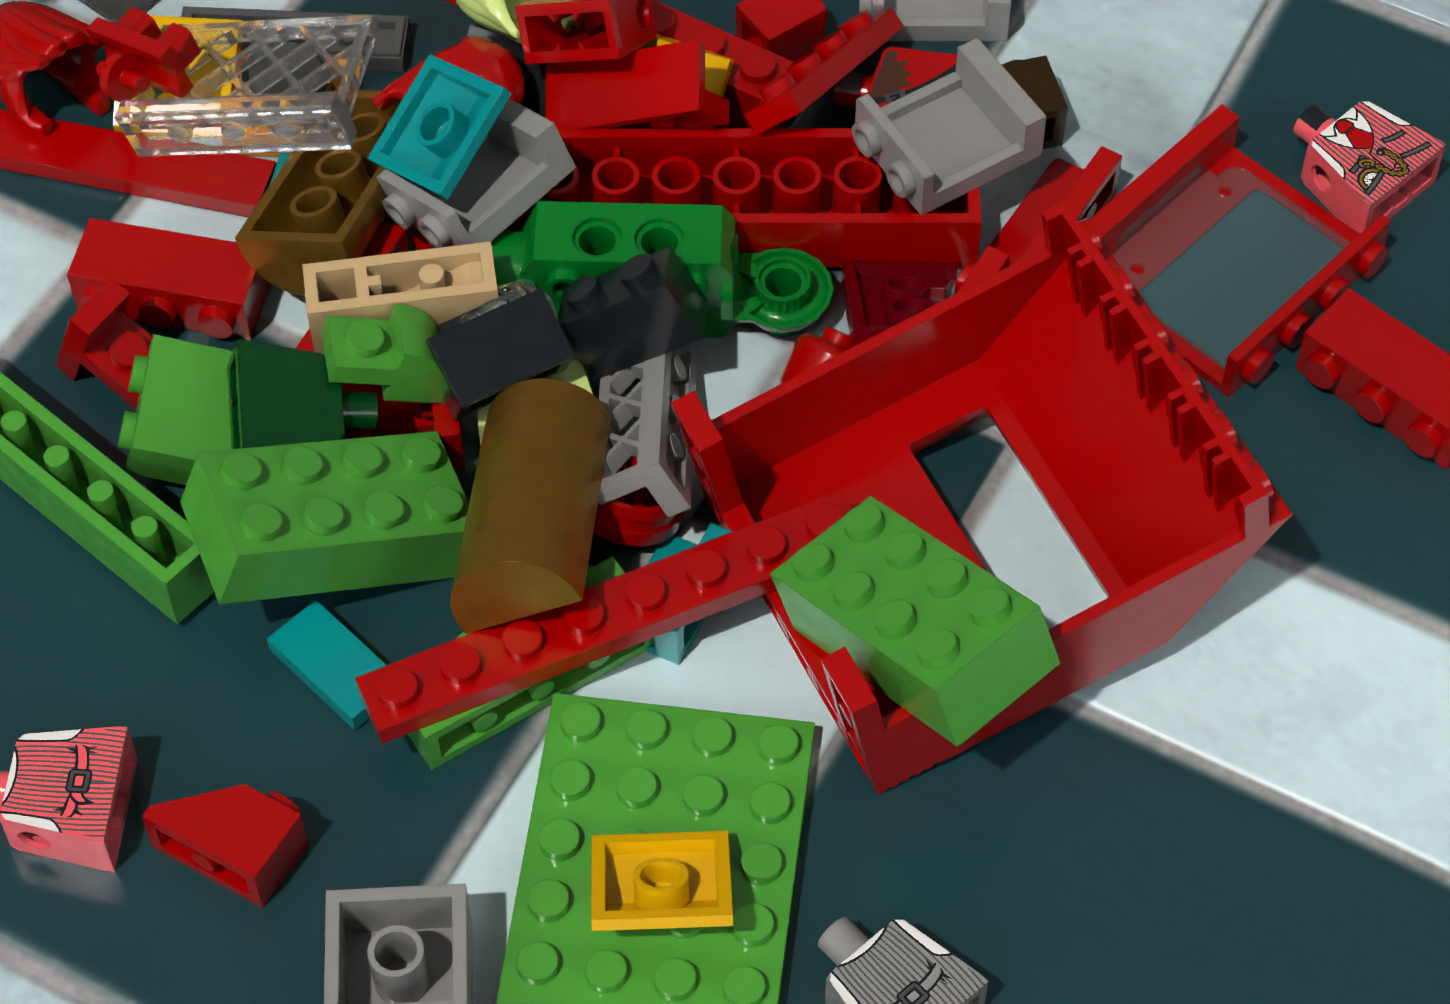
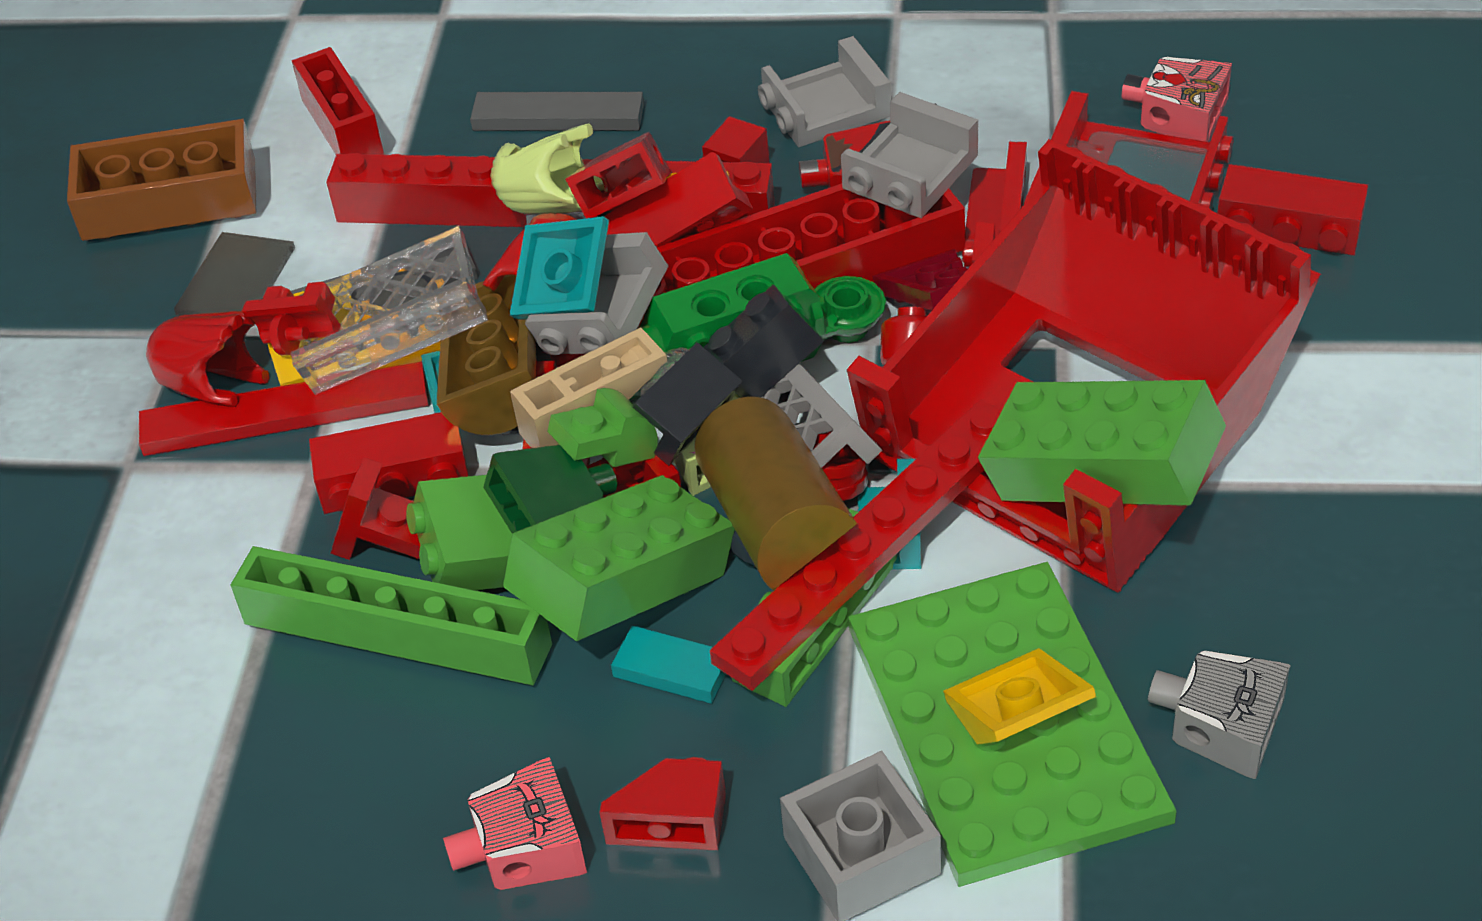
camera: 20 degrees left, 10 degrees down
(822, 68) = (792, 159): red plate -> none

